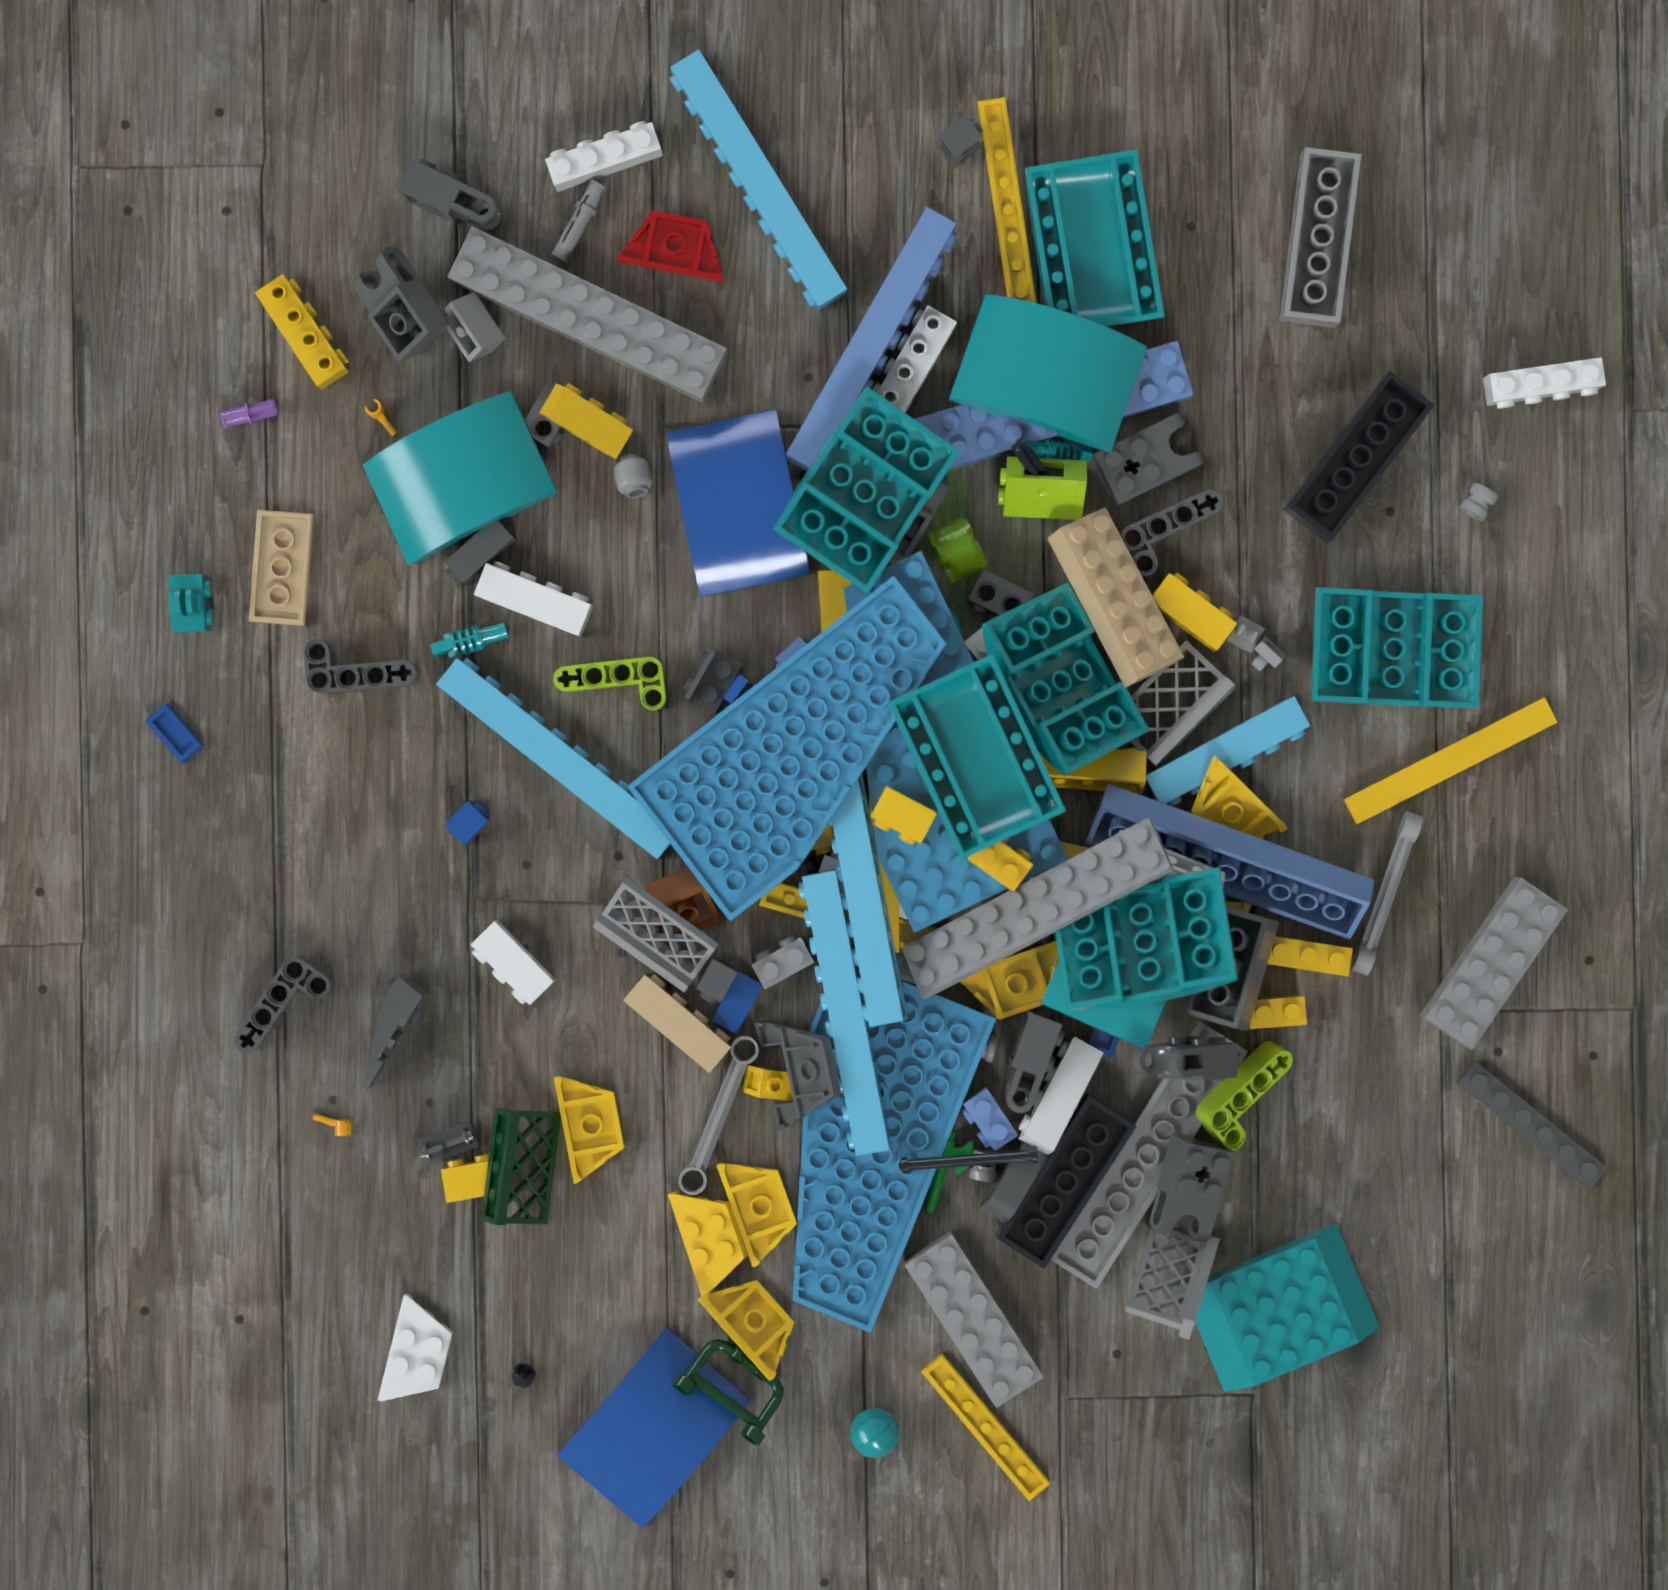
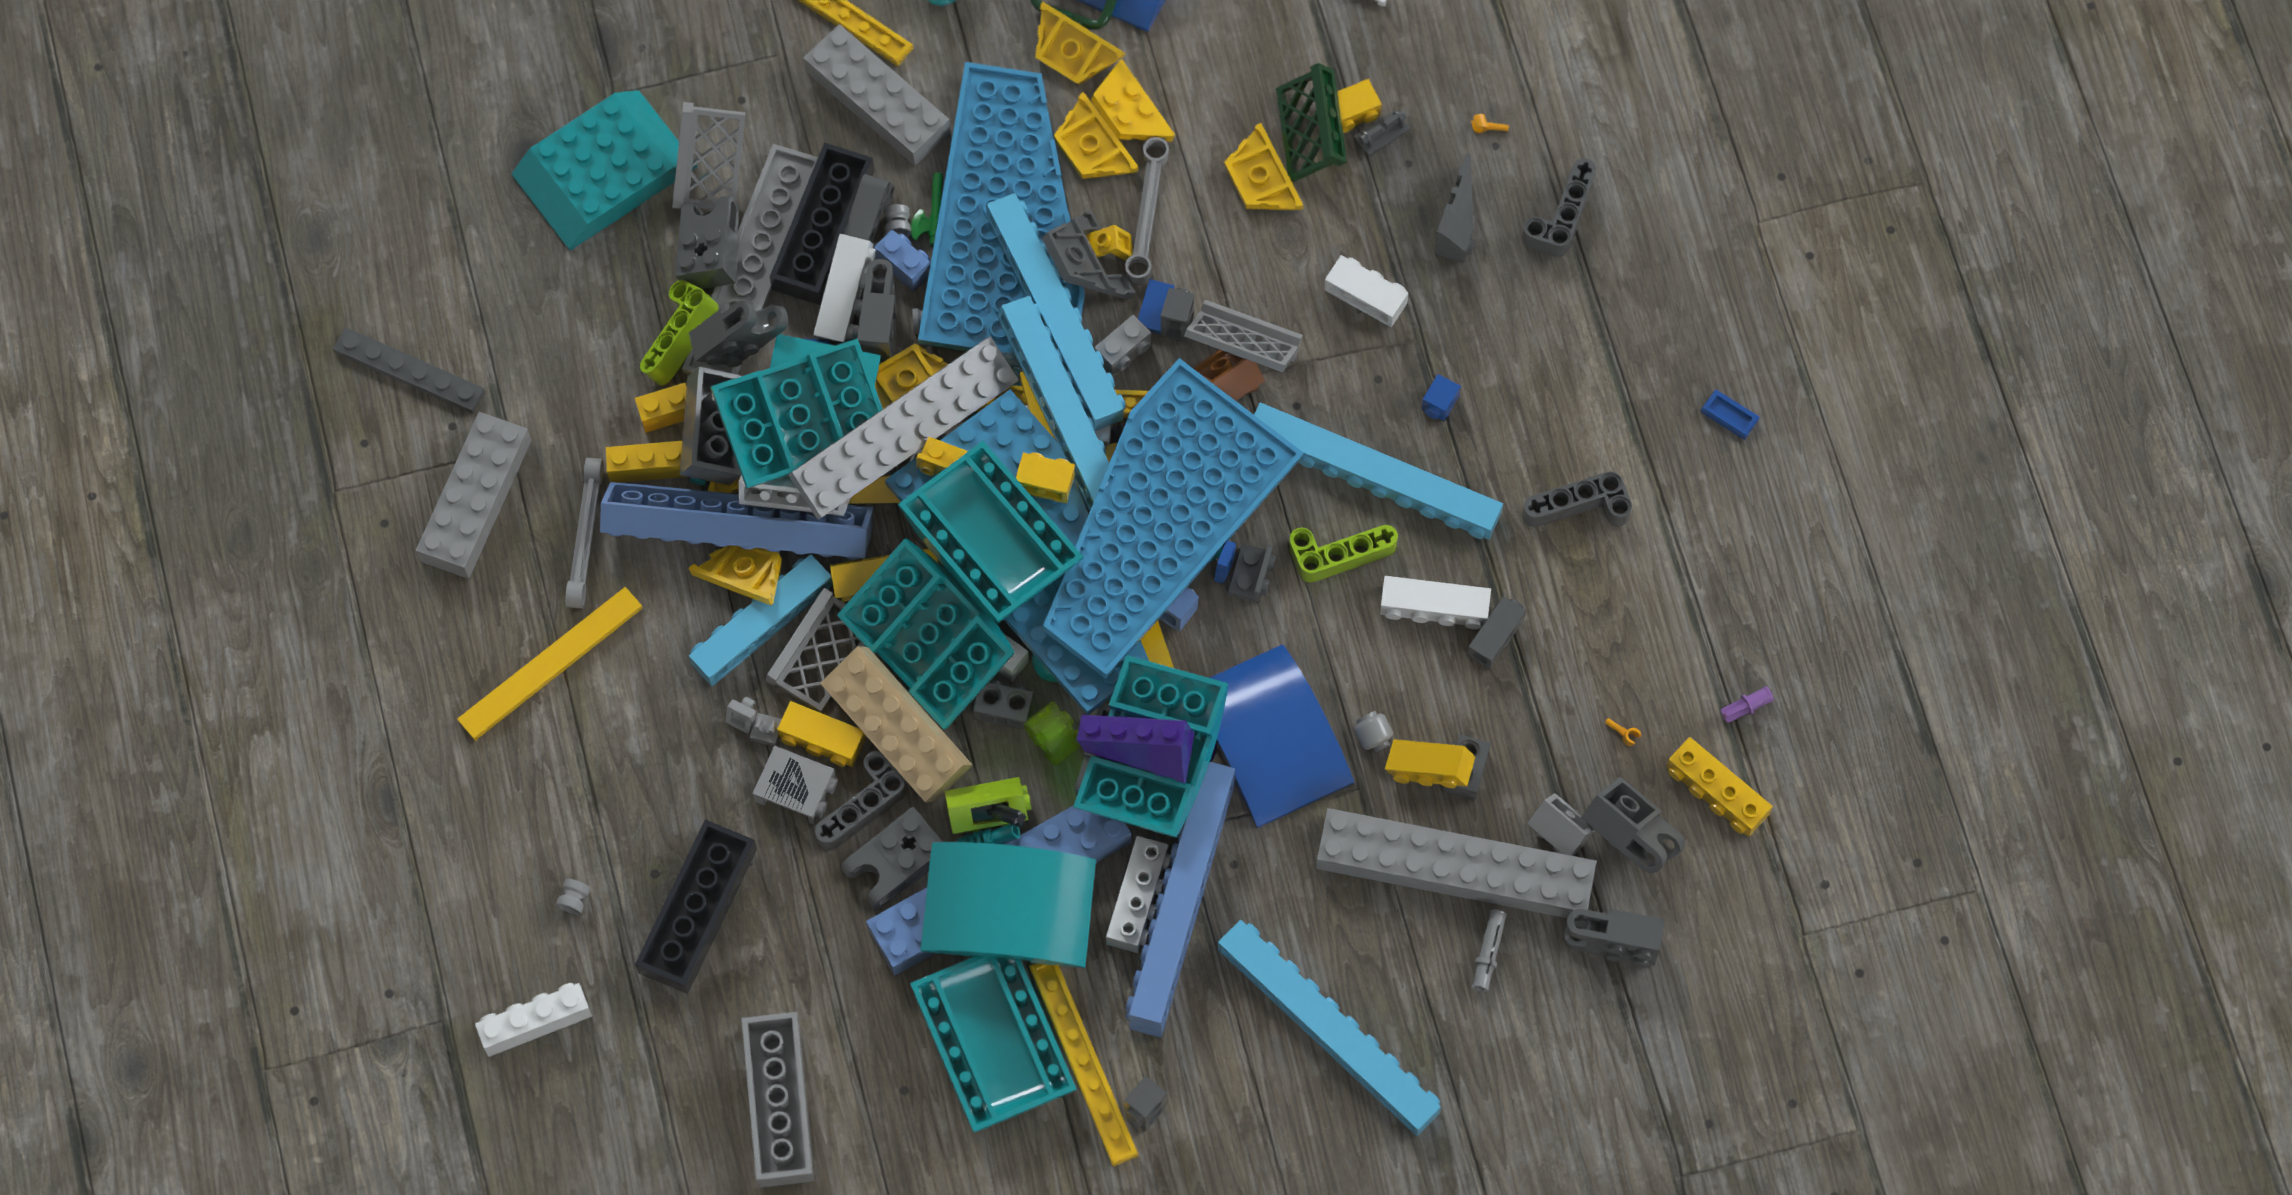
camera: 165 degrees right, 20 degrees down
(190, 603) = (1749, 524): teal brick -> none
(281, 567) = (1676, 578): tan tile -> none
(459, 476) = (1532, 689): teal slope -> none
(469, 640) = (1484, 554): teal hinge -> none
(603, 156) = (1481, 1012): white brick -> none
(674, 246) = (1392, 948): red wing -> none
(677, 1022) = (1204, 275): tan brick -> none
(869, 484) = (1140, 742): none -> dark purple wedge
(969, 1160) = (912, 215): black bar -> none
(1230, 563) = (795, 784): none -> light grey panel
(1396, 648) = (623, 745): teal slope -> none

